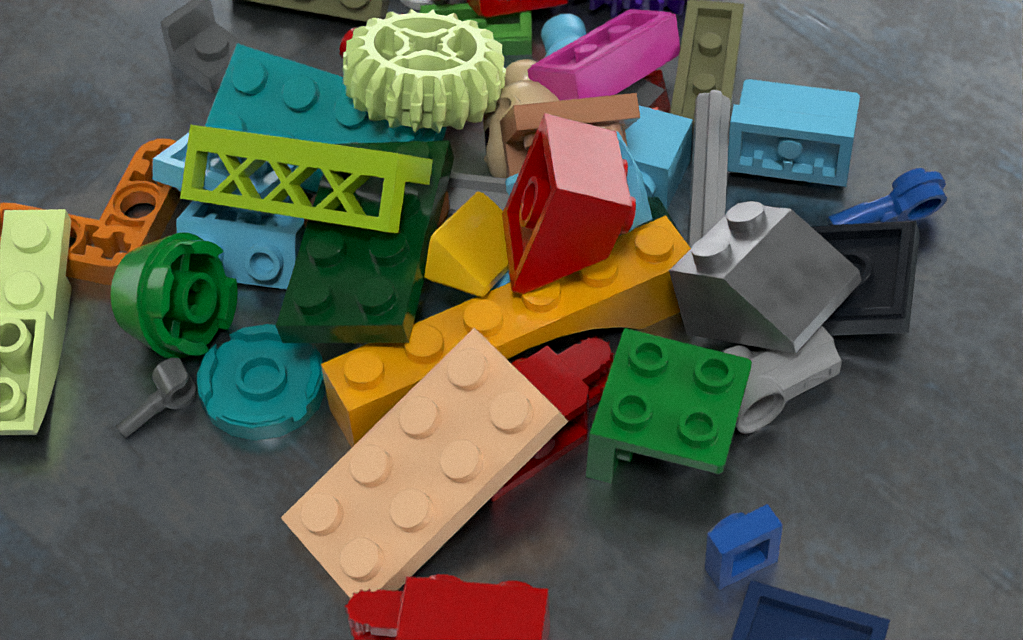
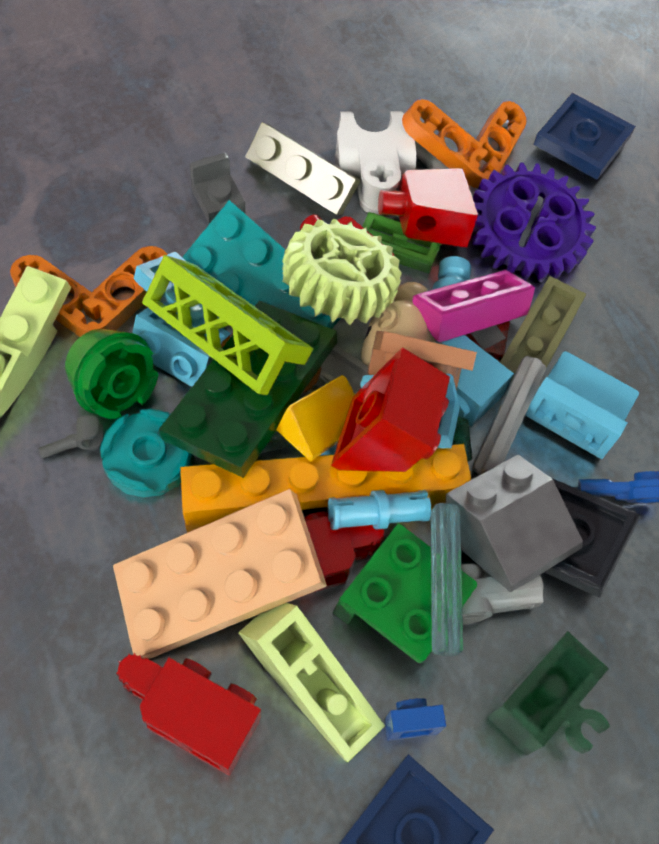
camera: 10 degrees right, 10 degrees up
(591, 543) = (312, 678): none -> yellowish green slope
(593, 320) = (379, 509): none -> medium azure pin
(711, 360) = (446, 580): none -> clear light blue axle
(895, 452) = (551, 698): none -> clear green brick

